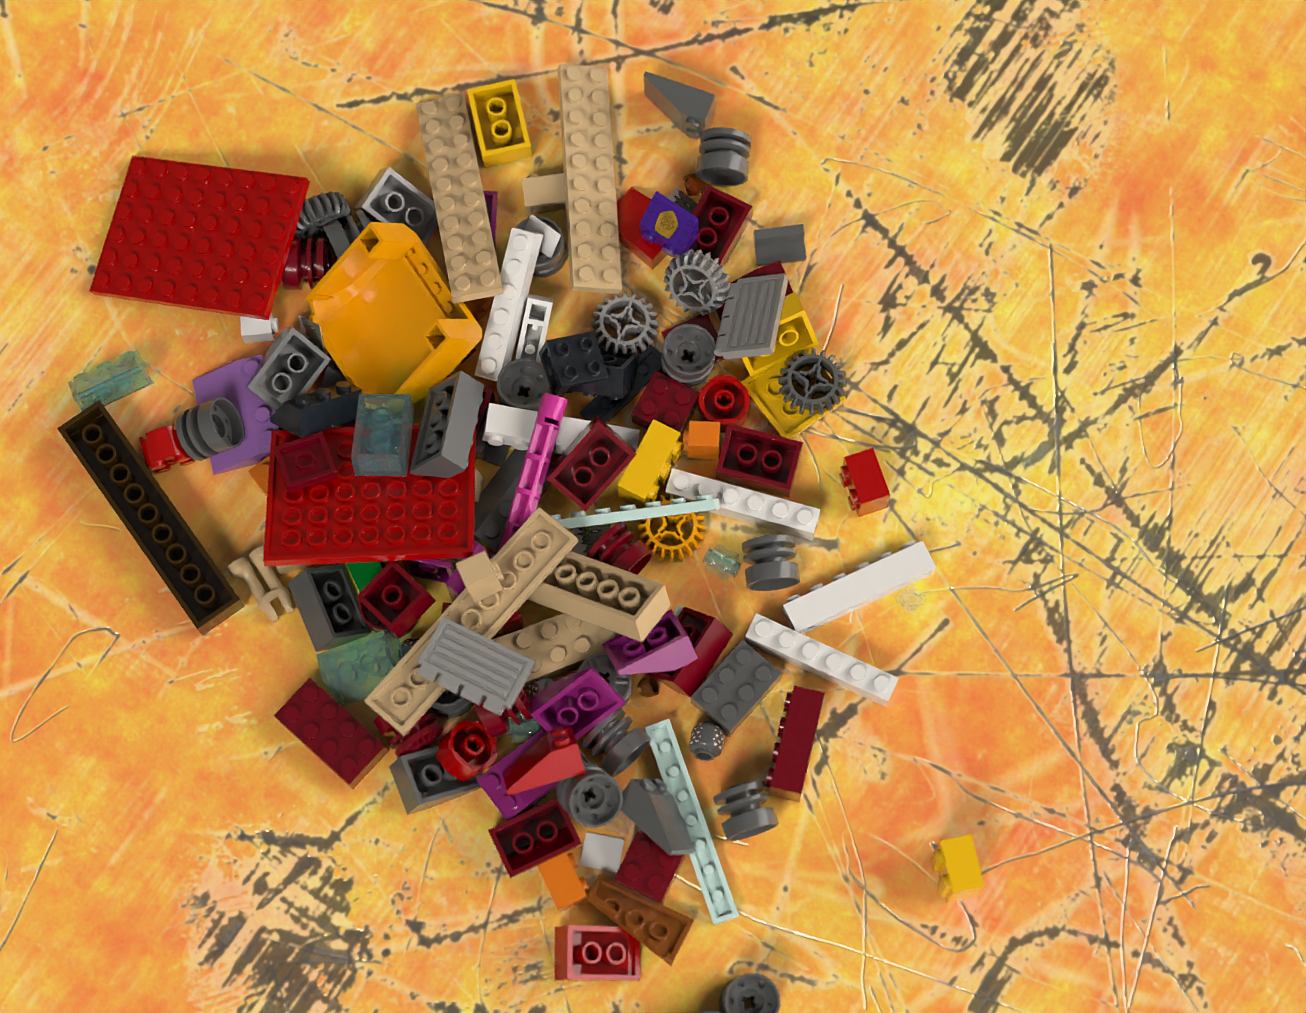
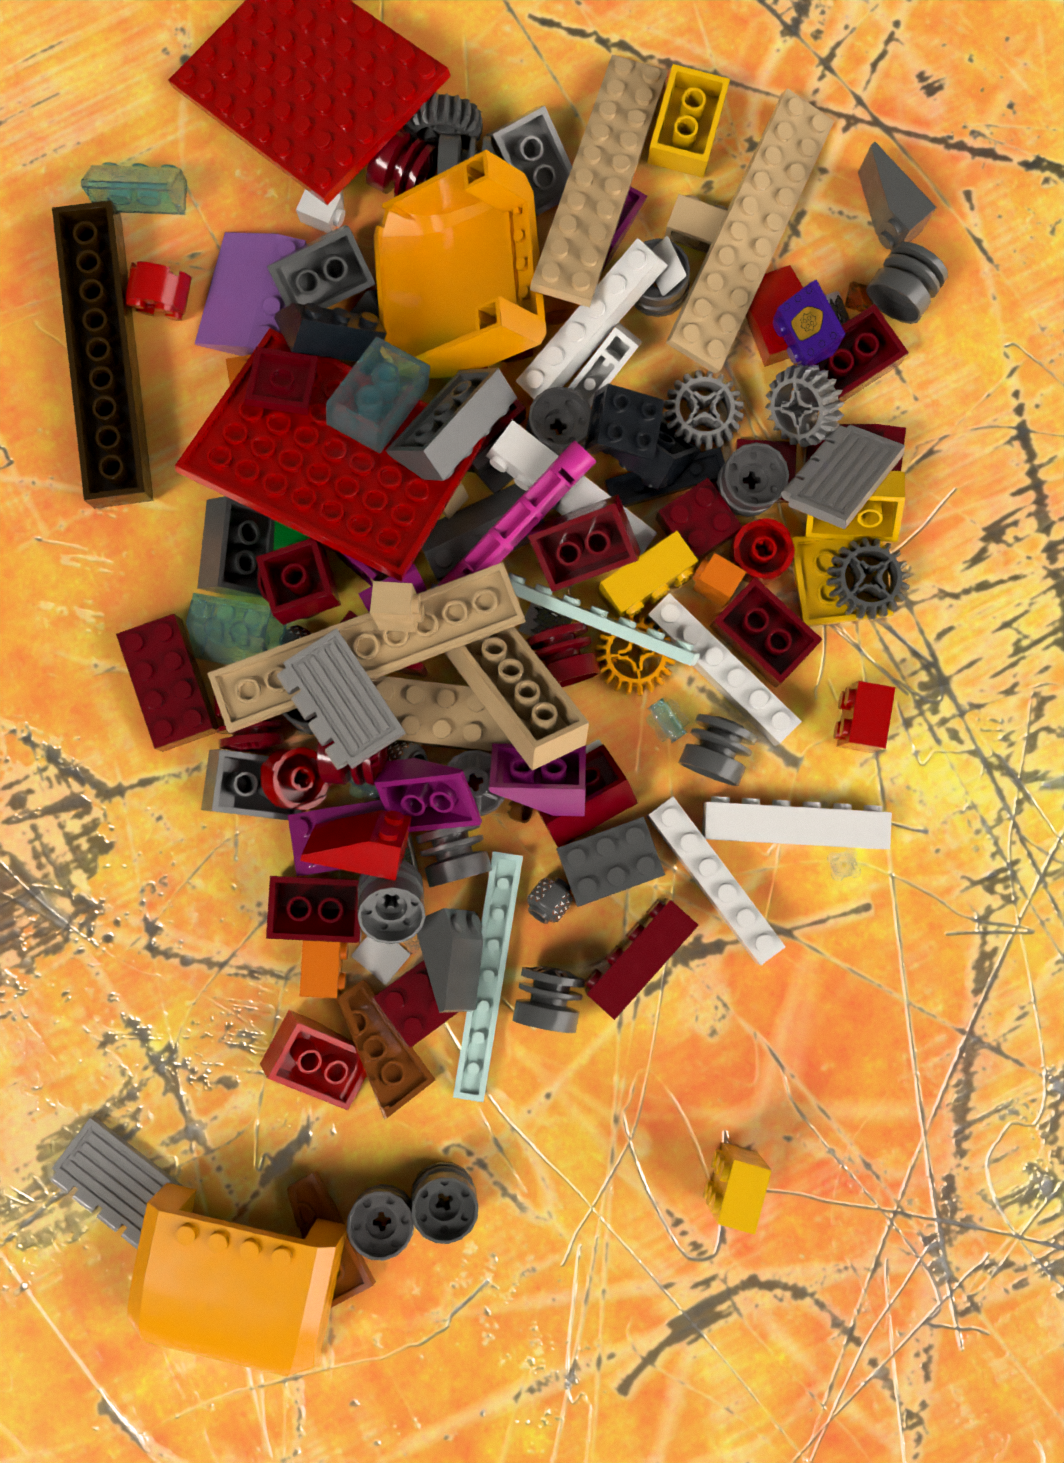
camera: 25 degrees right, 10 degrees up
(210, 428) = (207, 292): dark grey wheel -> none
(243, 569) = (167, 459): tan piece -> none
(312, 332) = (370, 246): sticker -> none
(780, 244) = (913, 409): dark grey panel -> none

